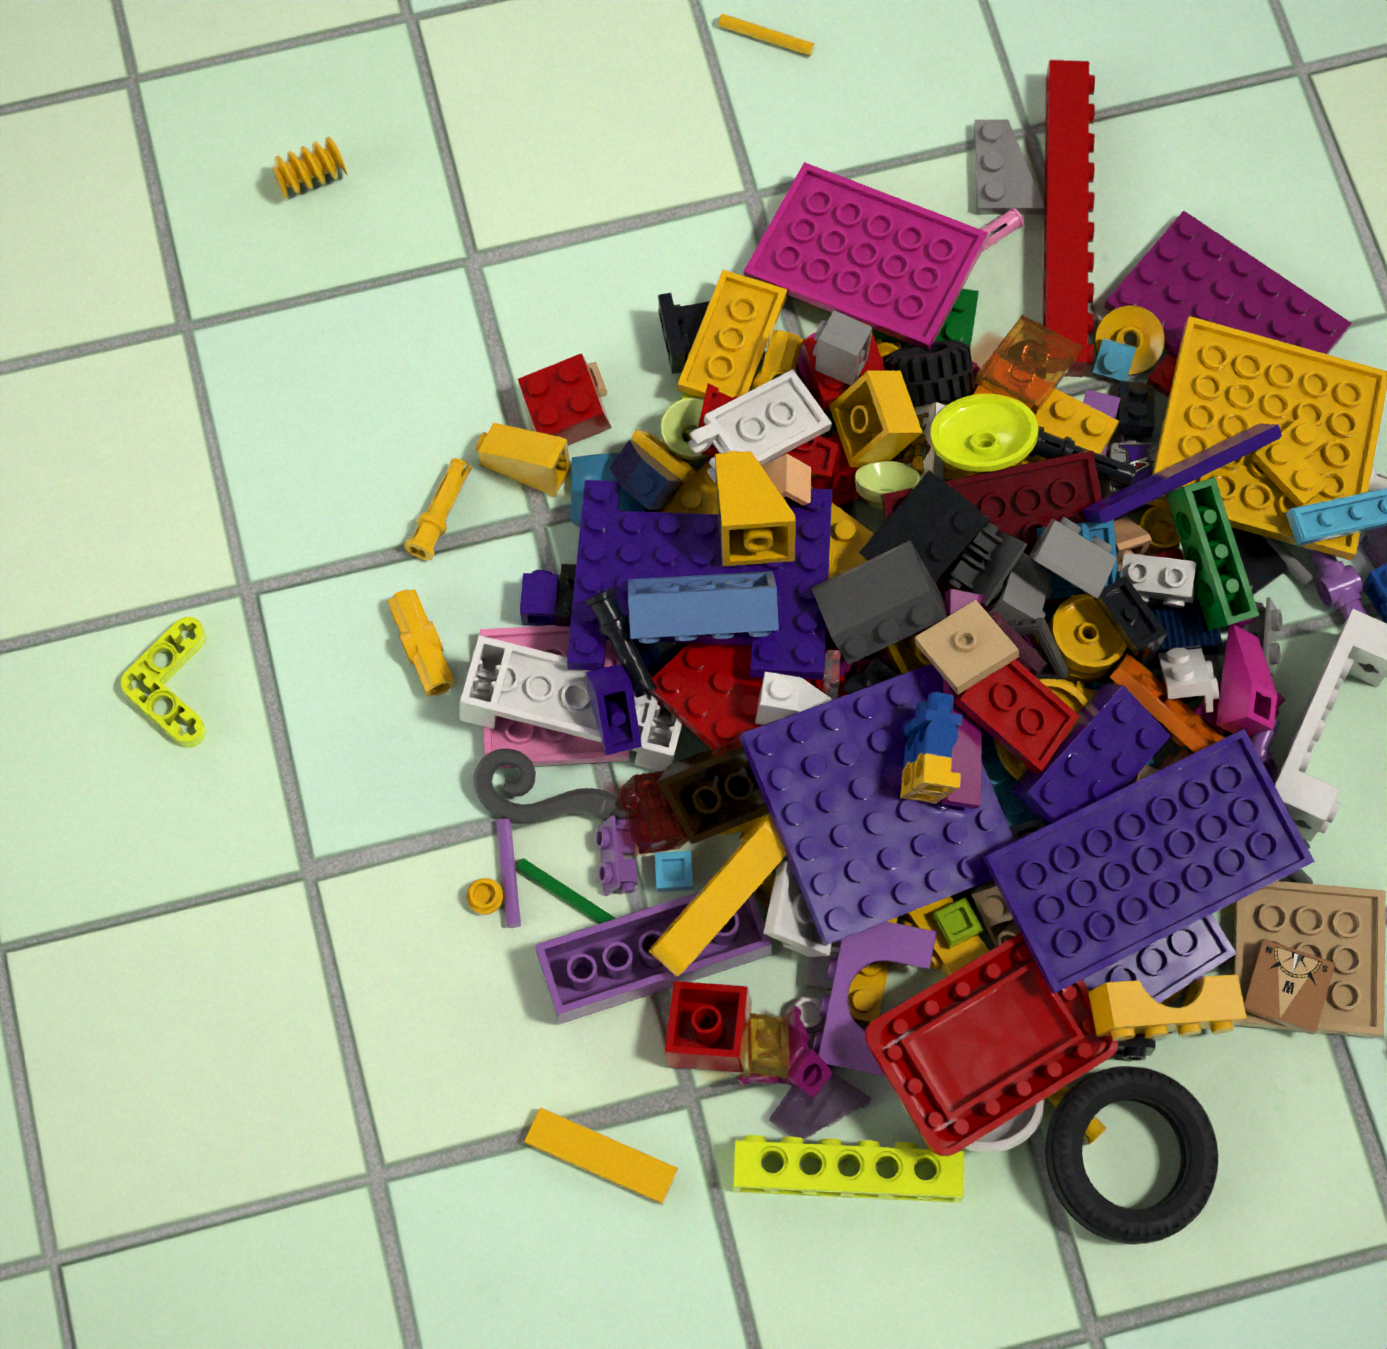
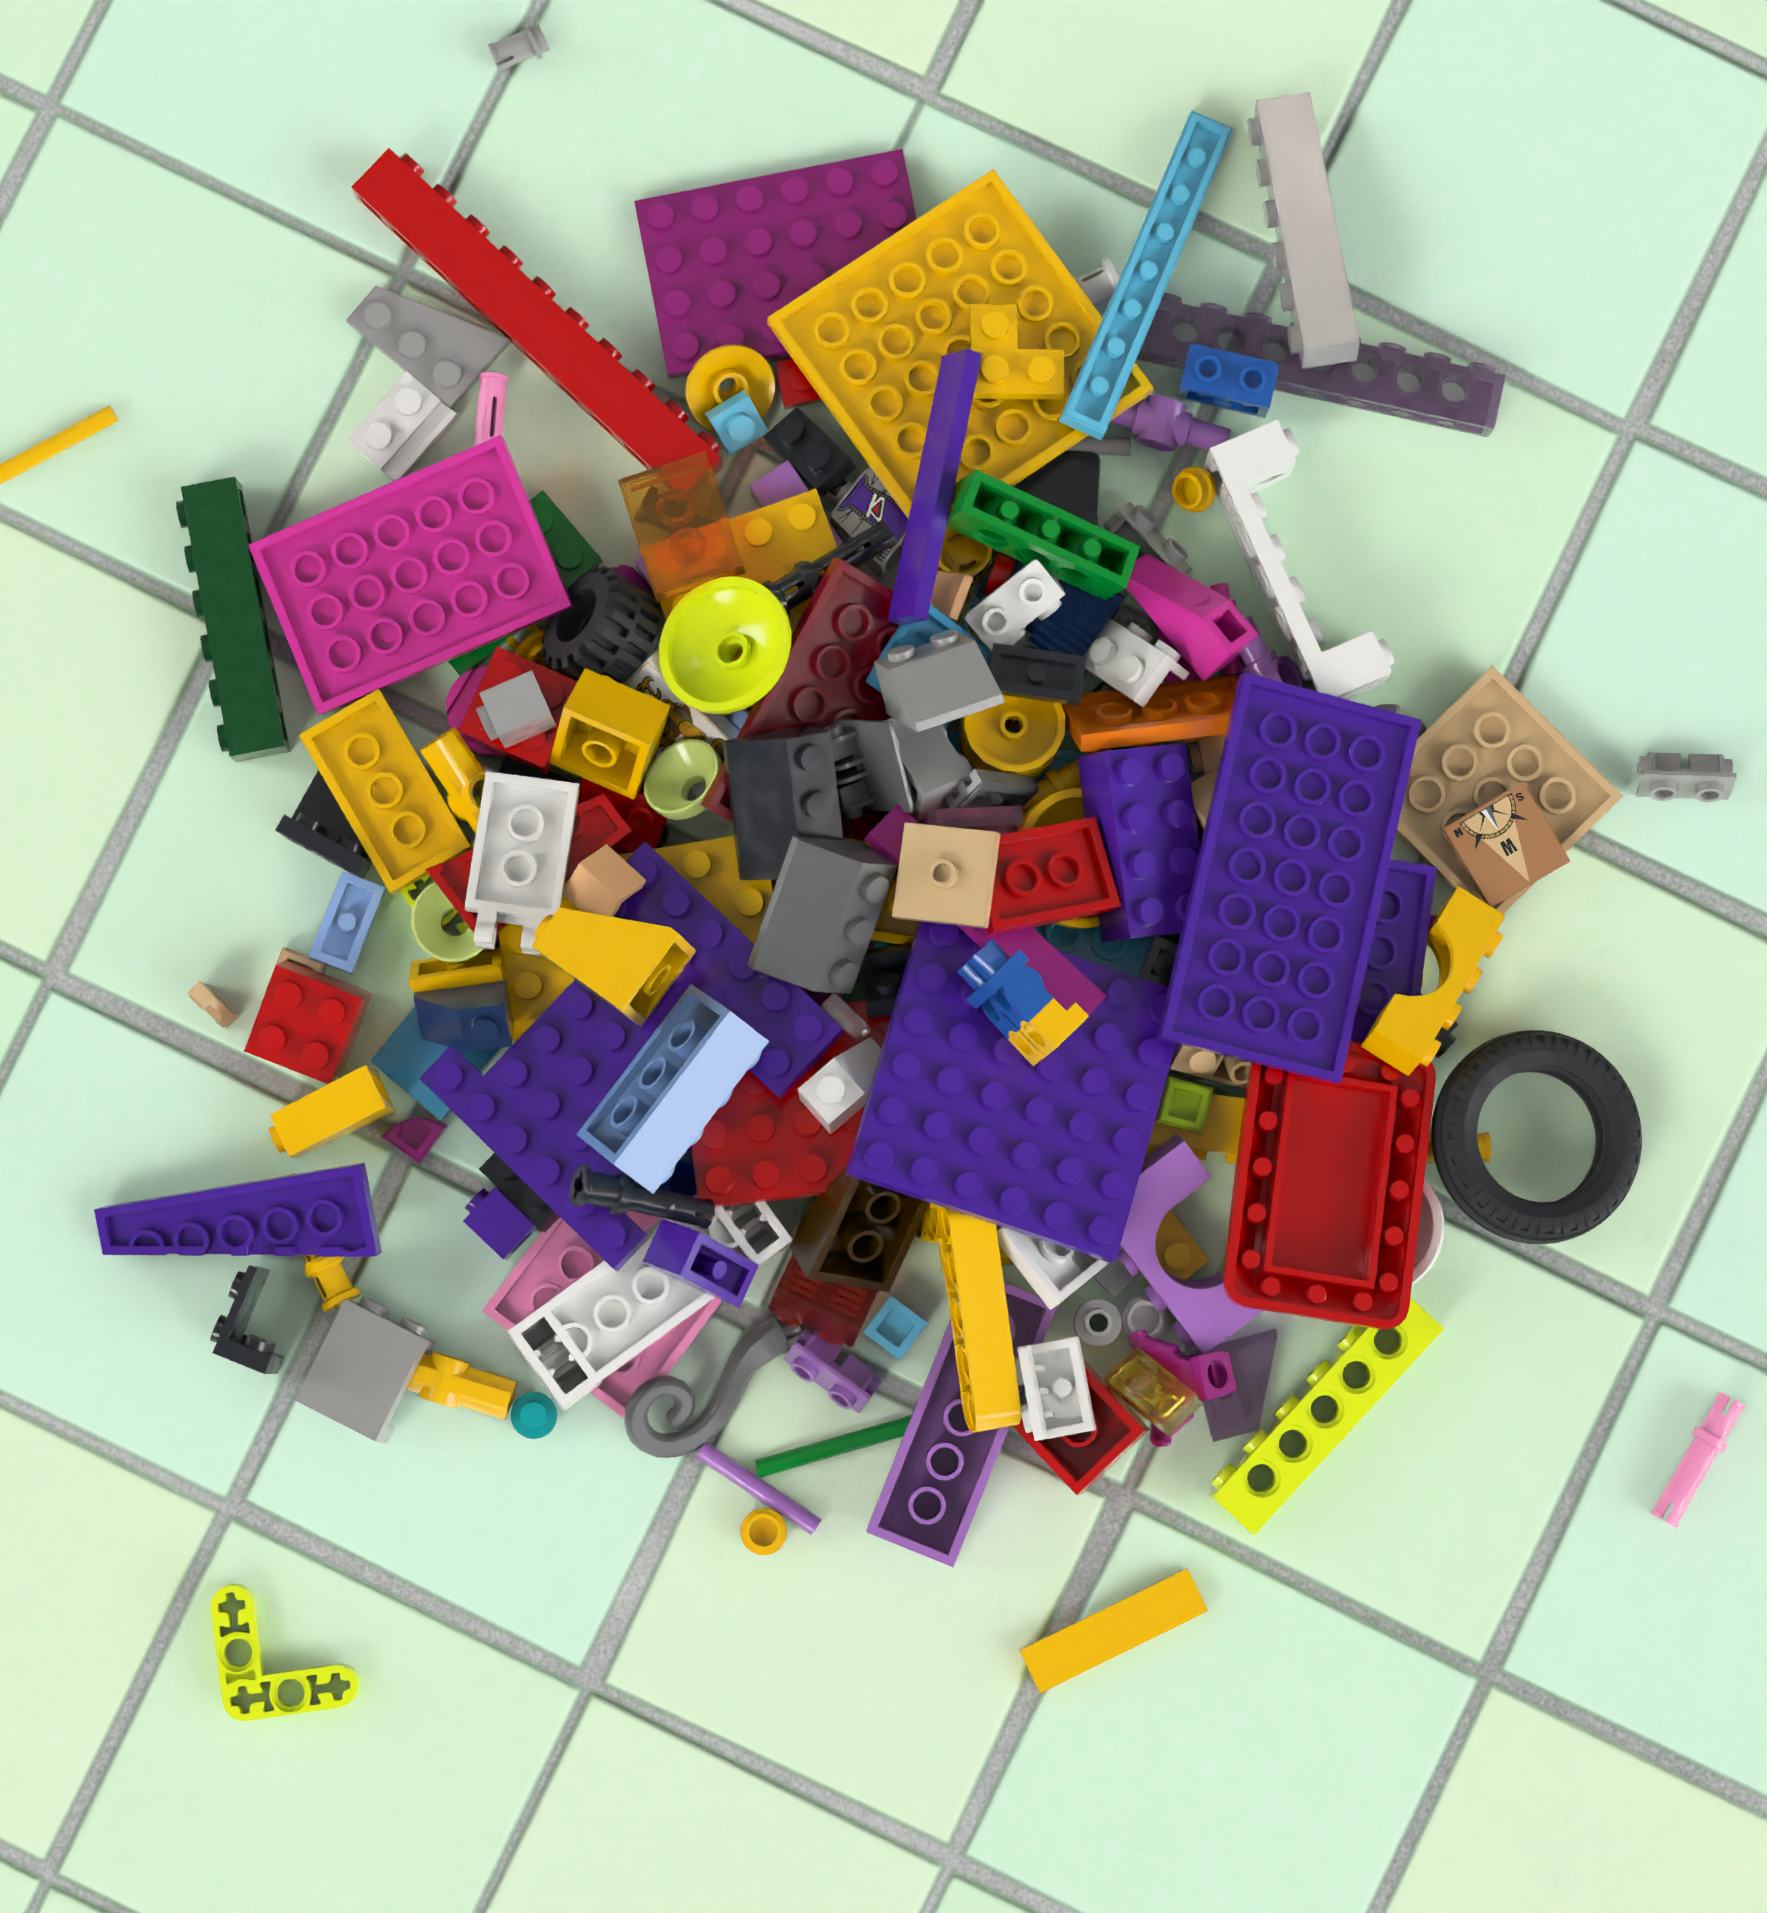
camera: 50 degrees left, 15 degrees up
(362, 497) = (229, 1331): none -> black bracket
(389, 589) = (364, 1368): none -> light grey panel
(438, 472) = (278, 1216): none -> dark purple wing
(442, 709) = (534, 1415): none -> teal plate
(530, 350) = (212, 1004): none -> tan tile
(550, 517) = (415, 1136): none -> magenta tile
(640, 382) = (347, 922): none -> light blue plate
(717, 980) = (1054, 1389): none -> white bracket
(755, 193) = (234, 620): none -> dark green brick
(776, 994) = (1083, 1329): none -> light grey brick
(945, 193) = (402, 427): none -> white plate
(1207, 88) = (519, 47): none -> light grey pin
(1319, 635) = (1194, 489): none -> yellow plate

